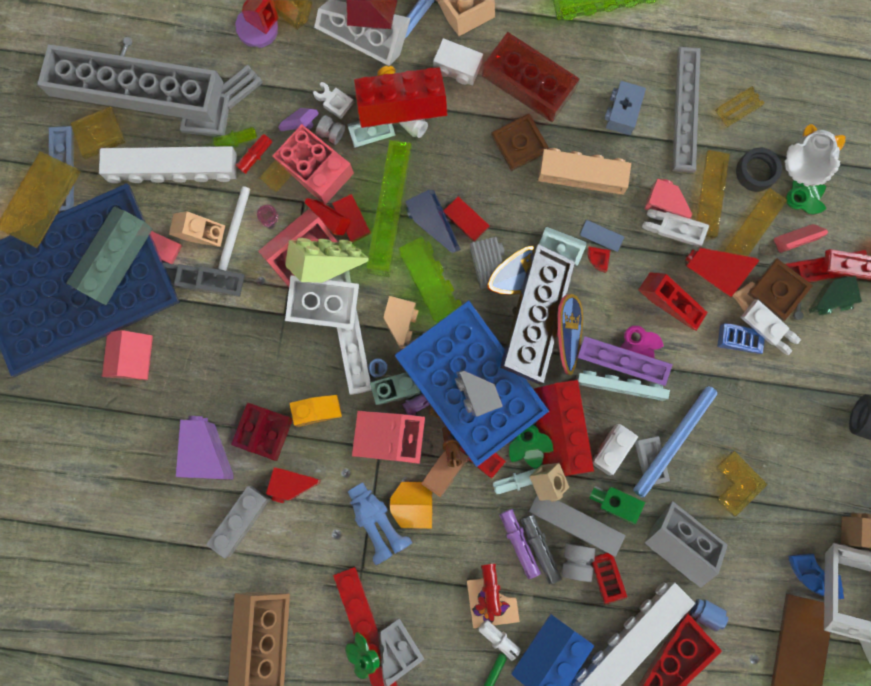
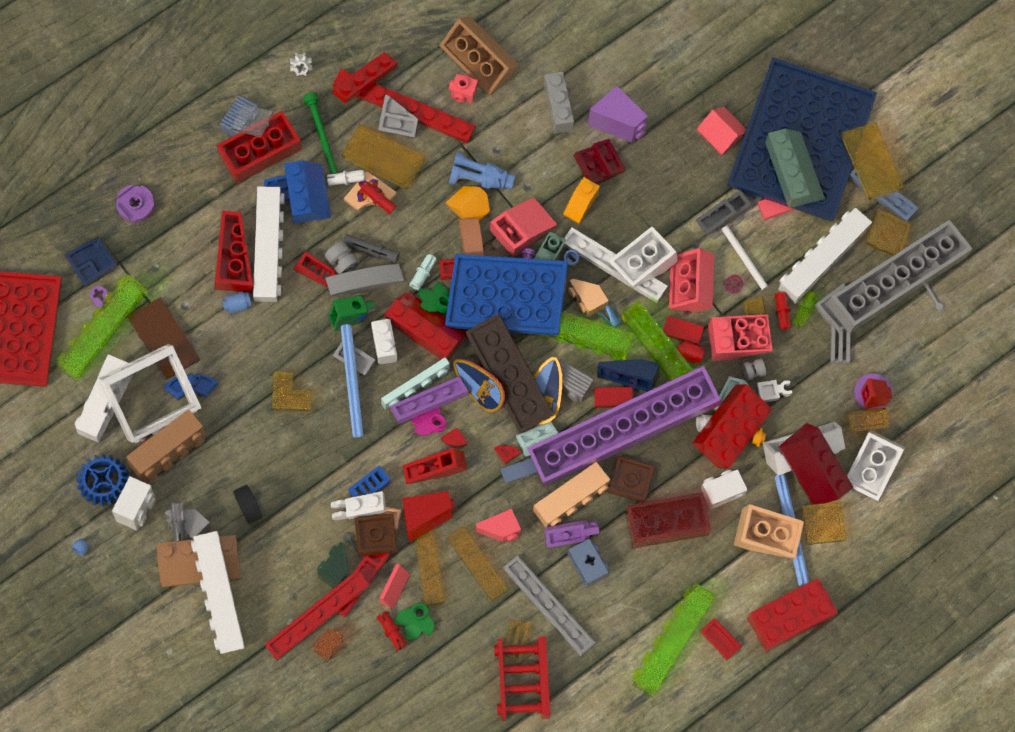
camera: 130 degrees right, 10 degrees down
(196, 229) = (764, 234): light nougat slope -> none
(289, 485) = (552, 148): red slope -> none
(301, 116) = (779, 358): medium lavender piece -> none
(302, 628) = (463, 88): none -> coral brick
(322, 258) = (668, 282): yellowish green slope -> none
(332, 219) = (691, 313): red slope -> none
(364, 660) = (410, 98): green plate -> none
(365, 192) = (691, 352): none -> red brick
(399, 280) = (615, 321): none -> flat silver piece
(443, 629) = (383, 156): none -> clear yellow plate
(451, 447) = (477, 247): reddish brown axle -> none
(479, 393) = (496, 287): light grey slope -> none
(491, 173) = (624, 426): none -> medium lavender brick
(515, 534) = (387, 240): medium lavender pin -> none
(549, 482) = (410, 282): tan brick -> none
(613, 143) = (569, 533): none -> medium lavender hinge
(632, 310) = (454, 439): none -> red tile
(677, 227) = (473, 514): white hinge -> none
(687, 545) = (287, 330): light grey slope -> none
(758, 52) = (540, 687): none -> red fence
(767, 156) = (460, 591): black tyre -> none
(814, 156) = (436, 645): white hair -> none
(834, 204) = (392, 630): none -> red pin

